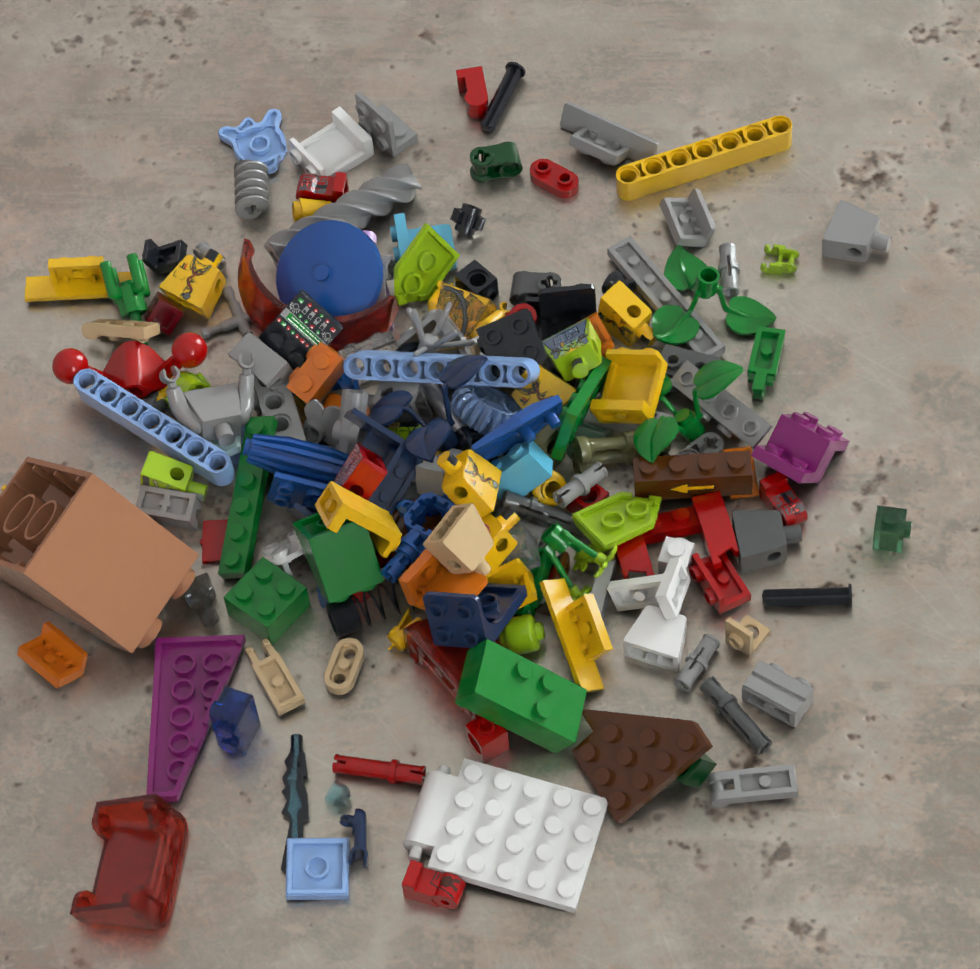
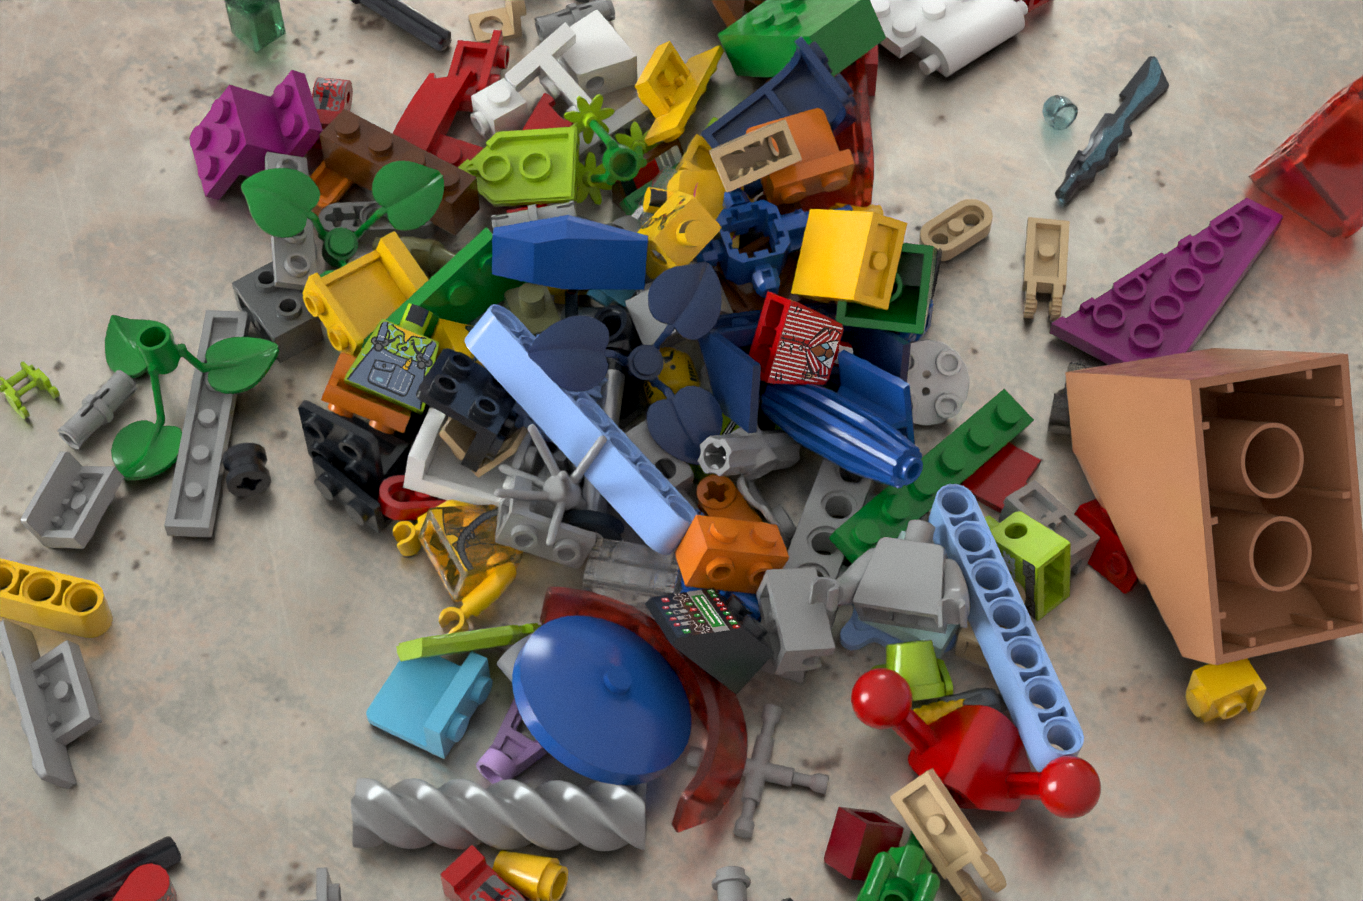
camera: 150 degrees left, 0 degrees up
(196, 283) = (788, 850): yellow torso -> none
(234, 720) = (1131, 218): clear blue brick -> none
(267, 600) = (999, 343): green brick -> none
(317, 869) = (1129, 59): light blue tile -> none
(359, 824) = (1058, 64): dark blue piece -> none
(390, 771) = (982, 98): red pin -> none
(468, 219) = (337, 695): black gear -> none
(477, 280) = (417, 607): black brick -> none
(497, 160) = (218, 769): dark green piece -> none
(529, 283) = (346, 533): dark grey piece -> none
(550, 178) = (165, 695): red plate -> none
(626, 316) = (279, 396): yellow torso -> none
(762, 538) = (385, 84): dark grey torso -> none
(765, 359) = (178, 274): green hinge -> none

